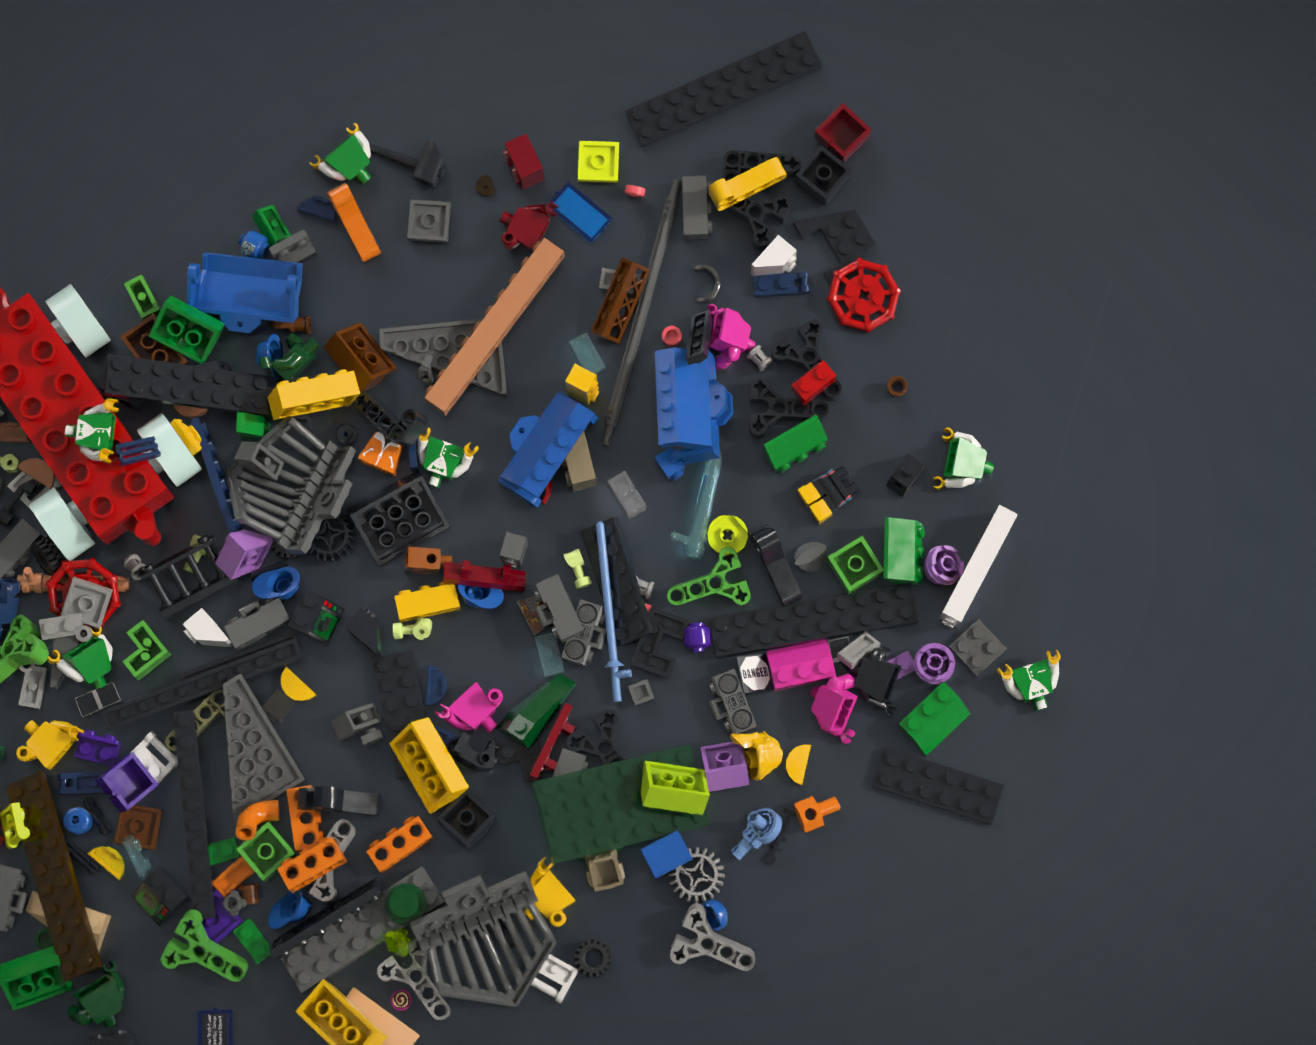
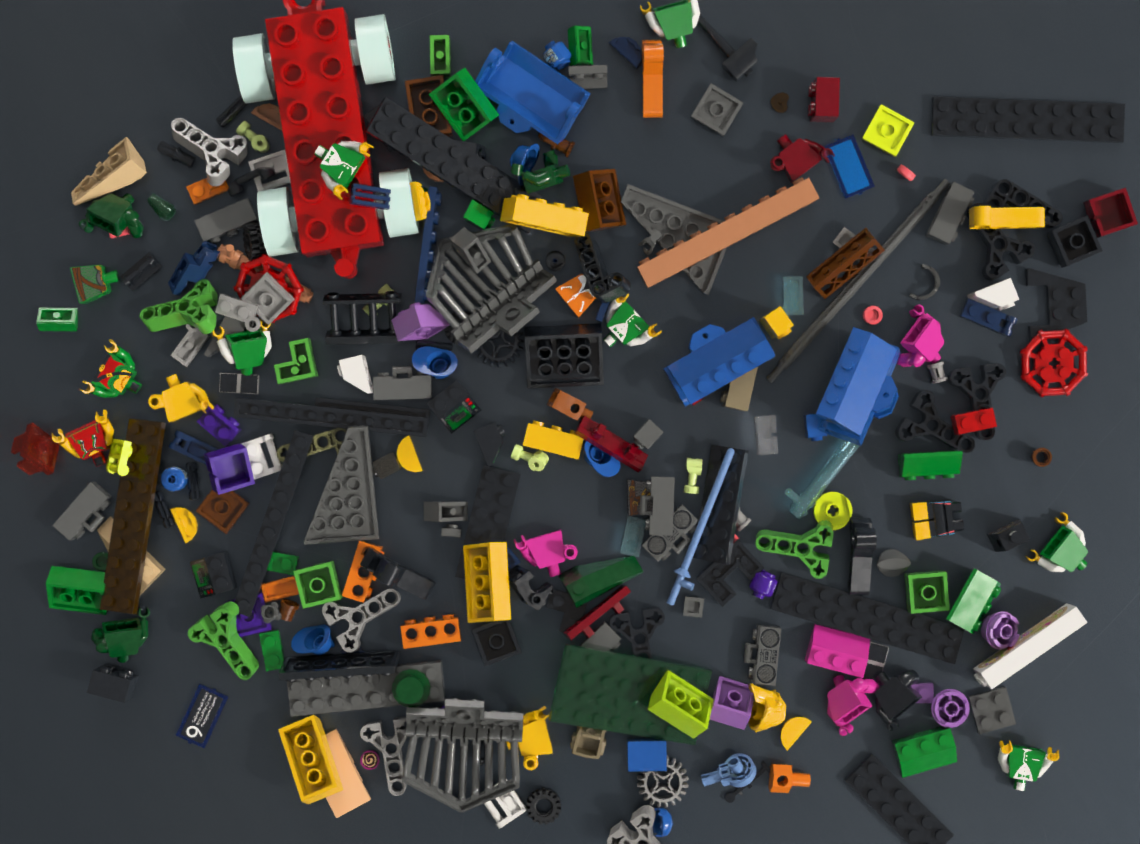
camera: 30 degrees right, 10 degrees up
(38, 470) = (279, 162): nougat tile -> none
(134, 565) = (323, 285): light grey bush -> none
(141, 864) = (209, 525): clear light blue plate -> none
(254, 815) = (322, 549): orange cylinder -> none
(322, 866) = (342, 623): orange brick -> none
(397, 942) = (389, 715): clear neon green tile -> none
(435, 686) = (525, 514): dark blue tile -> none
(699, 337) = (897, 333): black plate -> none
(755, 673) = (796, 639): sticker -> none
(858, 650) = (892, 664): light grey tile -> none

